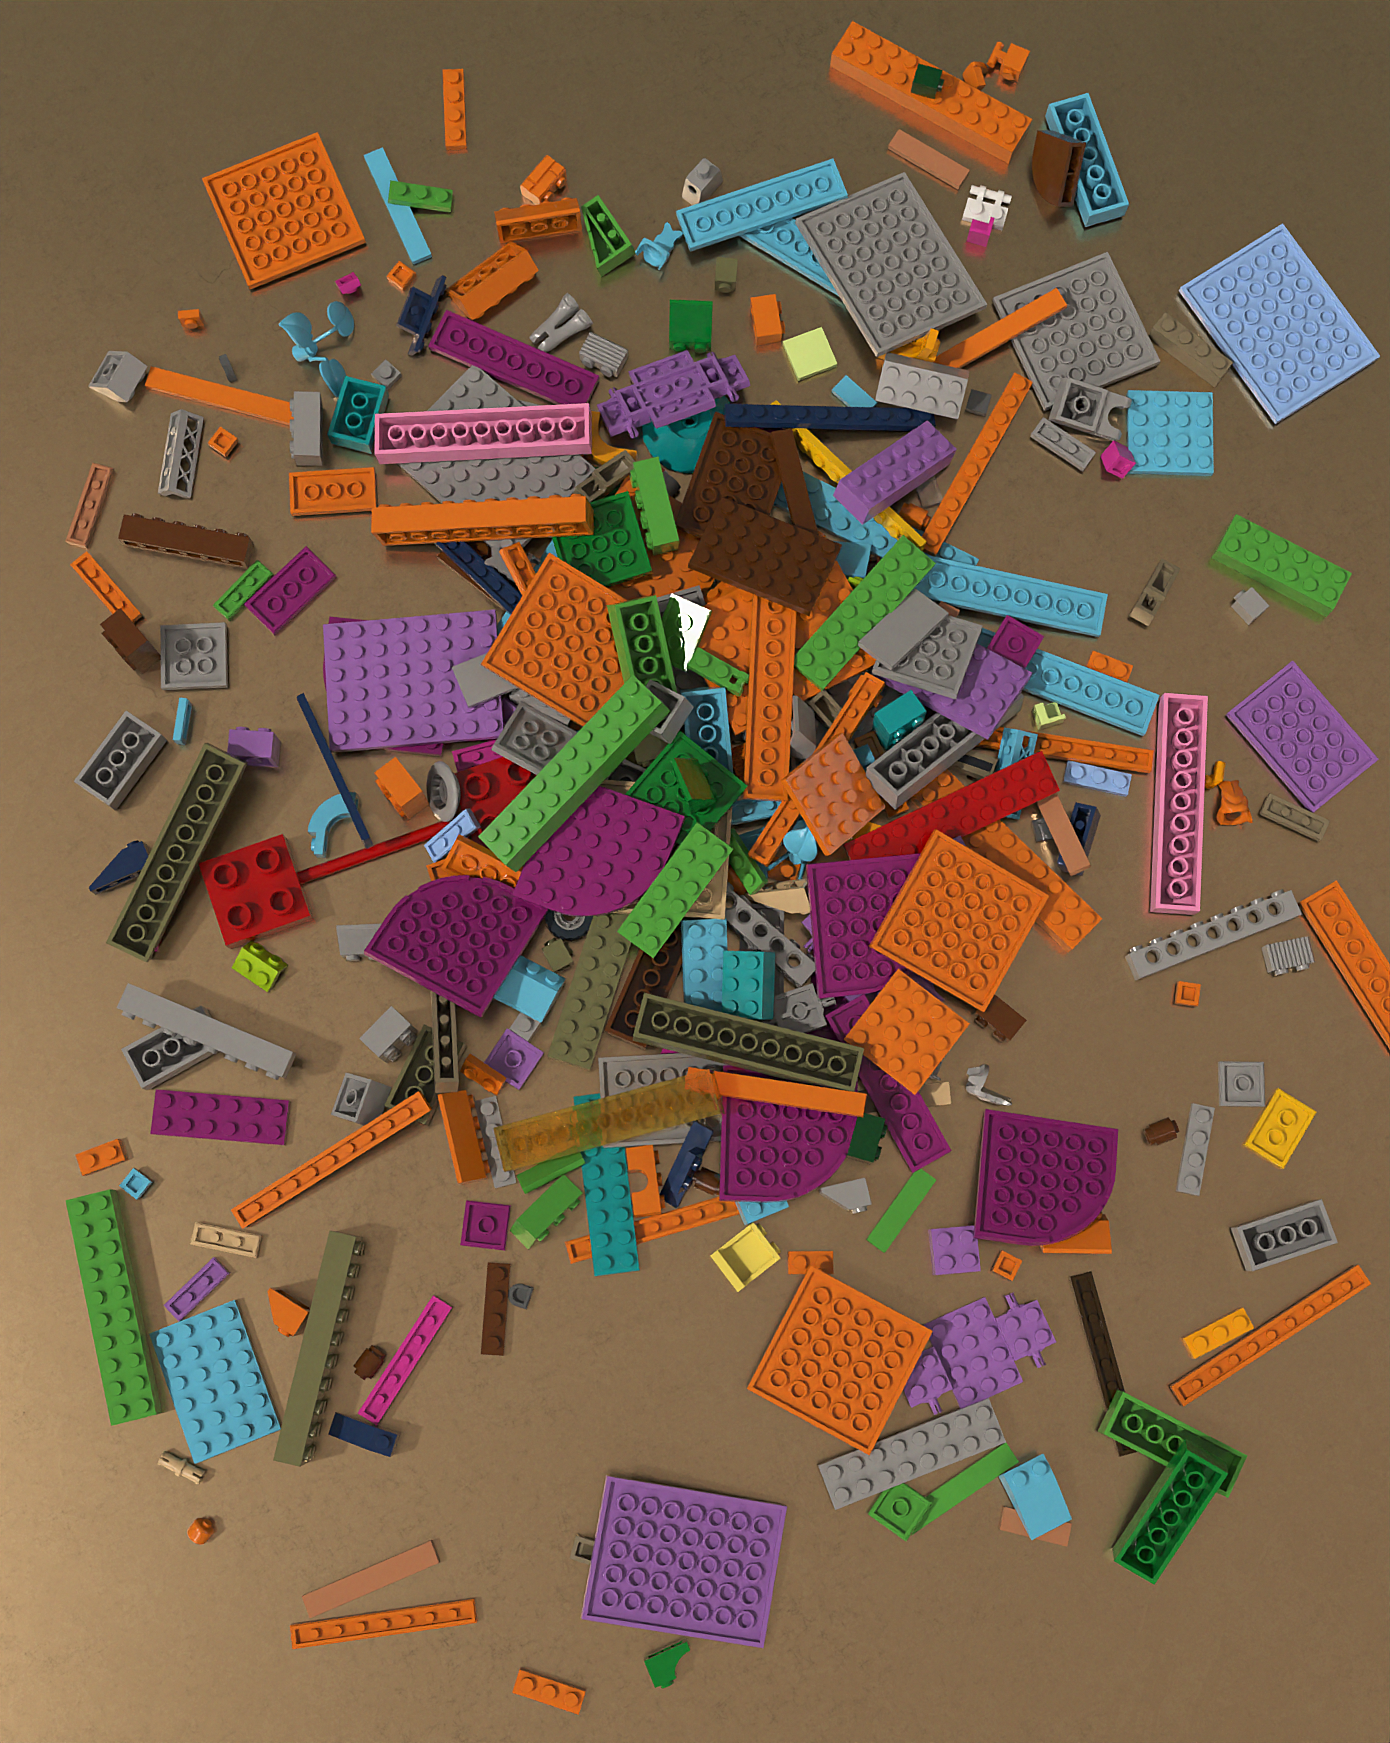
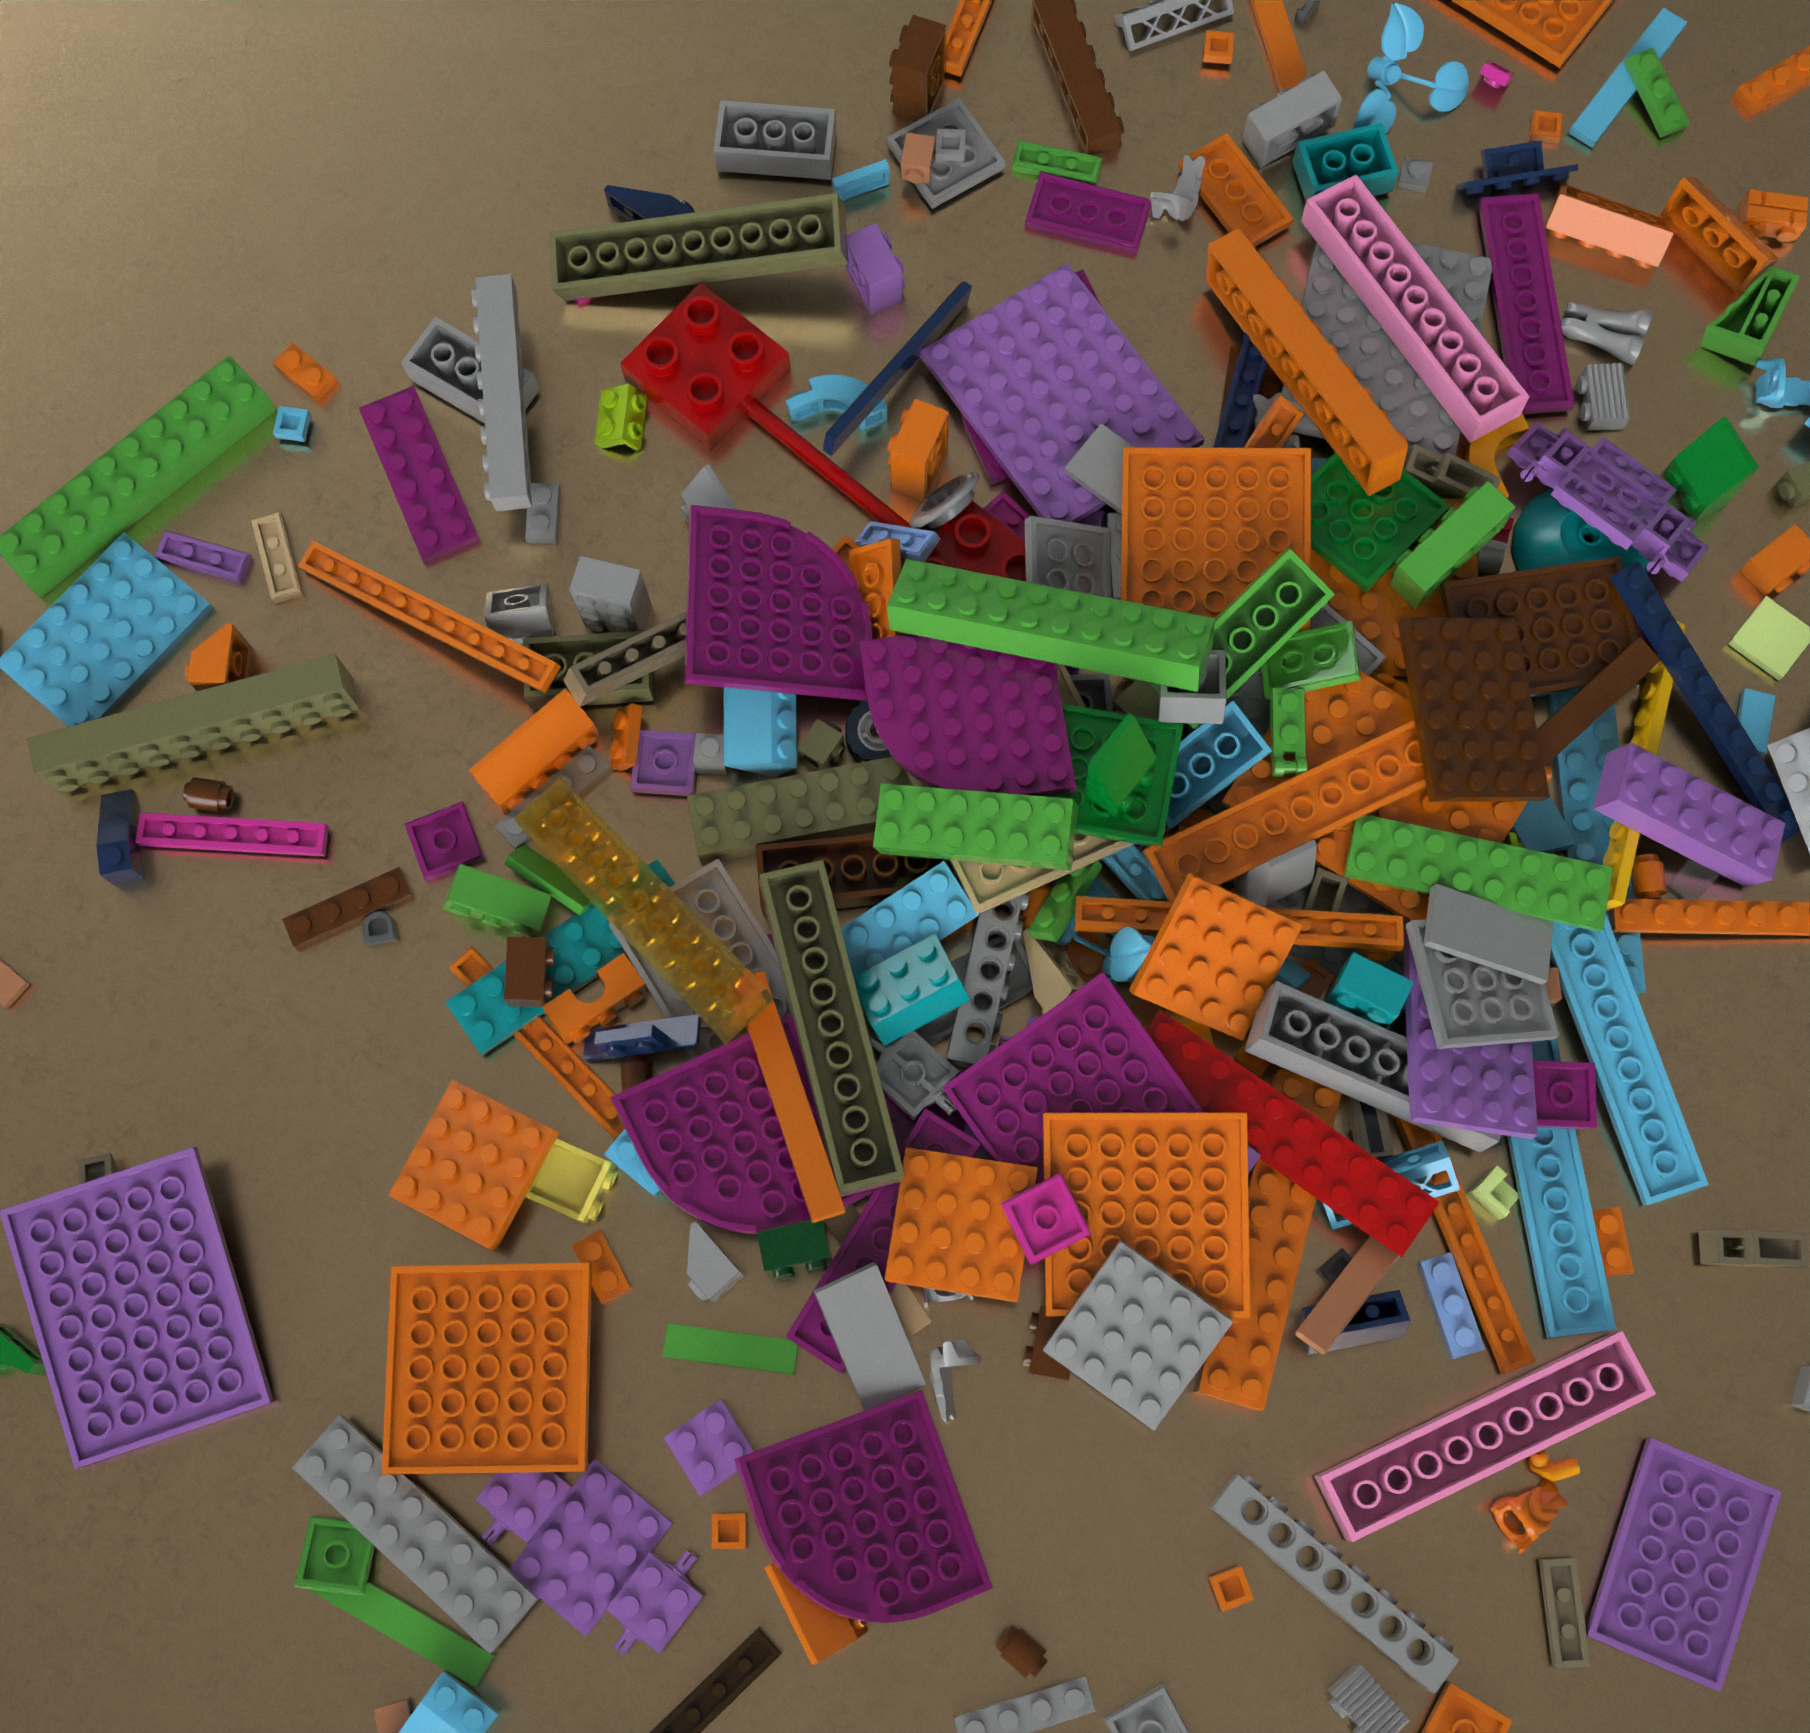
camera: 65 degrees right, 5 degrees down
(192, 677) = (917, 158): none -> nougat brick
(194, 650) = (950, 145): none -> light grey plate
(305, 1054) = (544, 515): none -> light grey plate
(318, 524) = (1185, 197): none -> light grey hair
(607, 1212) = (528, 972): none -> reddish brown brick
(708, 1308) = (473, 1165): none -> orange plate
(931, 980) = (1045, 1218): none -> dark pink tile
(940, 1122) = (869, 1337): none -> light grey tile
(1023, 965) = (1137, 1334): none -> light grey plate

